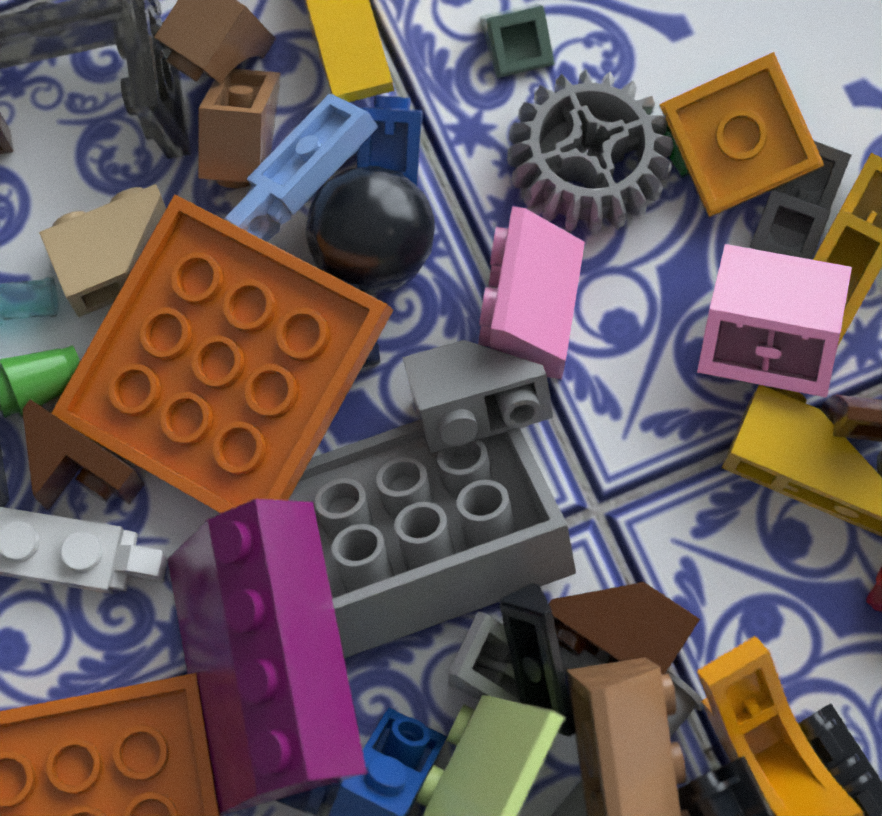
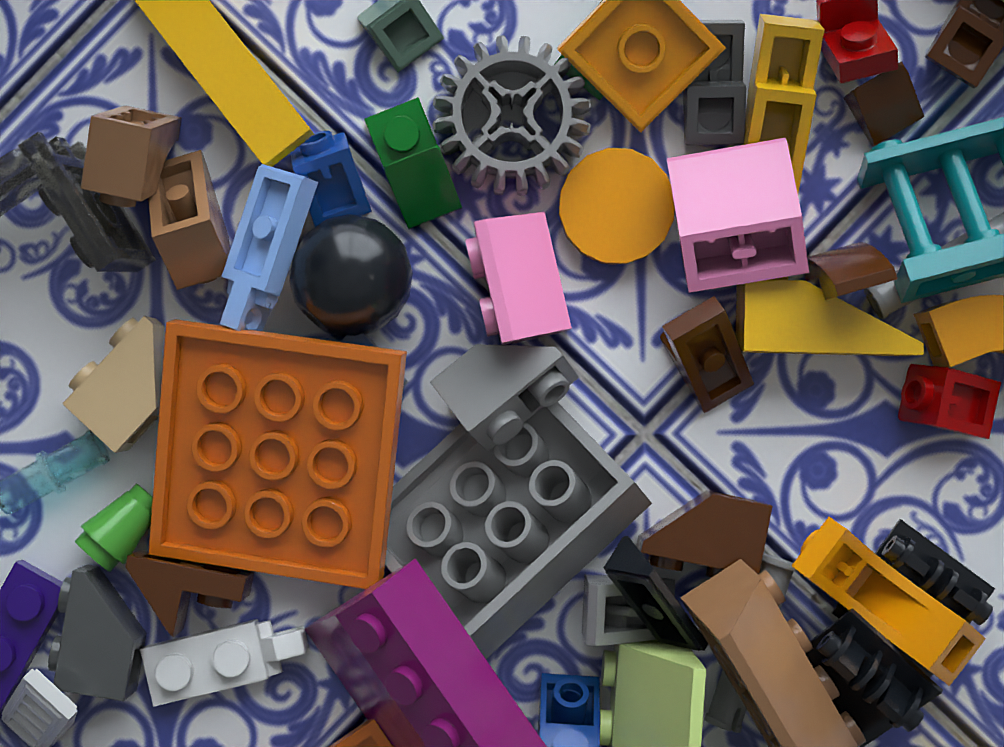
camera: 25 degrees left, 15 degrees up
(476, 162) = (413, 163): none -> green slope
(657, 278) = (616, 206): none -> light orange tile
(692, 446) = (707, 354): none -> reddish brown slope

